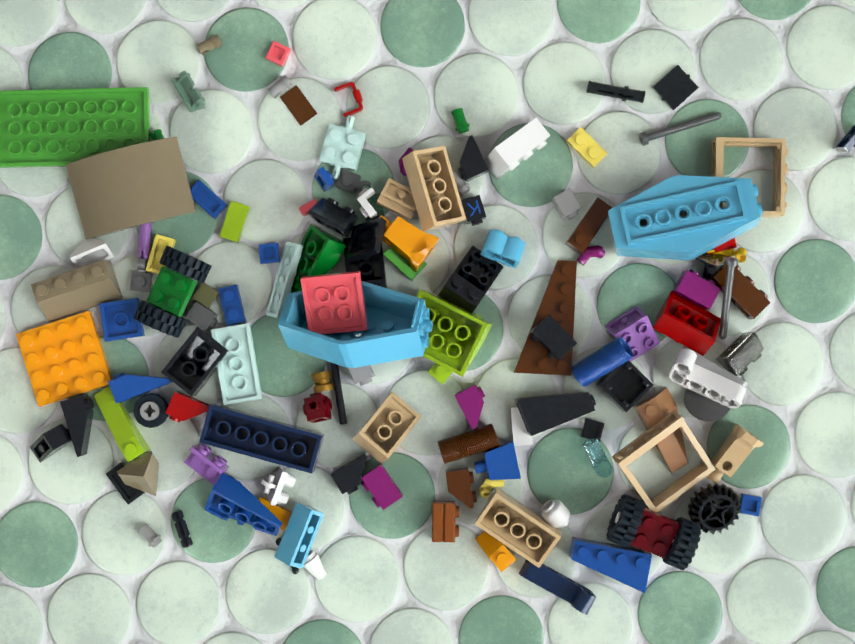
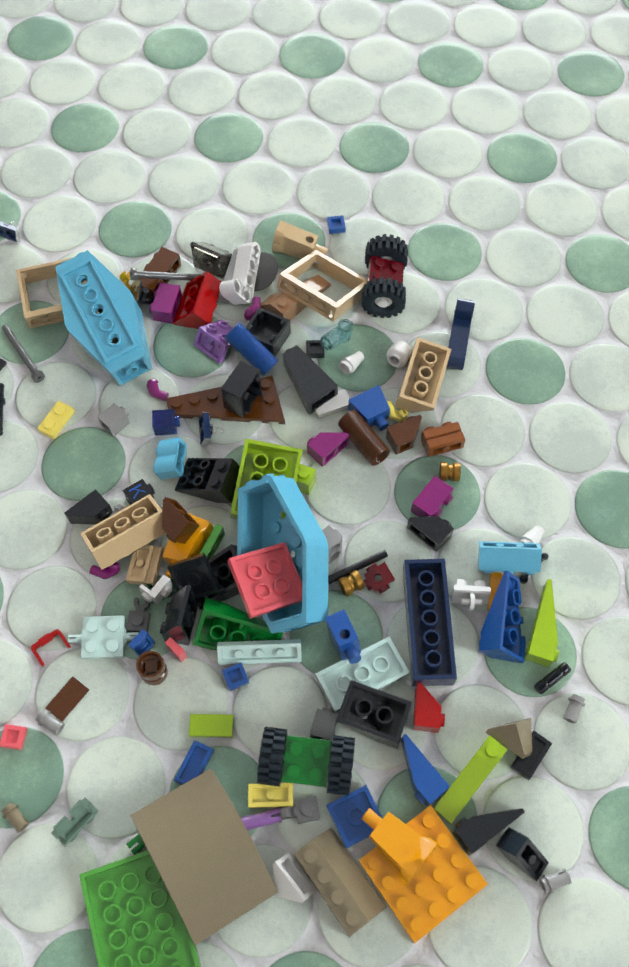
camera: 110 degrees left, 25 degrees down
(24, 461) = (554, 881): none -> light grey pin
(84, 346) = (399, 843): none -> light orange piece
(157, 410) = (437, 753): black wheel -> none
(206, 295) = (300, 728): olive tile -> none
(206, 463) = (476, 672): medium lavender bracket -> none
(219, 536) = (544, 638): none -> lime slope
(232, 305) = (302, 700): blue plate -> none
(274, 357) = (343, 637): none -> blue torso
(297, 182) = (152, 668): none -> reddish brown wheel
(386, 428) = (376, 511): tan slope -> none
(406, 515) = (450, 471): none -> pearl gold wheel
(422, 237) = (177, 521): none -> reddish brown slope
(460, 121) = (51, 533): green pin -> none
(496, 551) = (450, 390): light orange slope -> none
(517, 148) = (69, 471): white wedge -> none
(528, 292) = (206, 429): none -> dark blue piece
(548, 254) = (165, 422): none -> clear blue brick
(561, 460) = (350, 363): none -> white cone
(588, 226) = (132, 397): reddish brown slope -> none
(615, 561) = (421, 301): blue wedge -> none
(659, 380) = (256, 303): none -> magenta arm
(725, 503) = (347, 243): black gear -> none

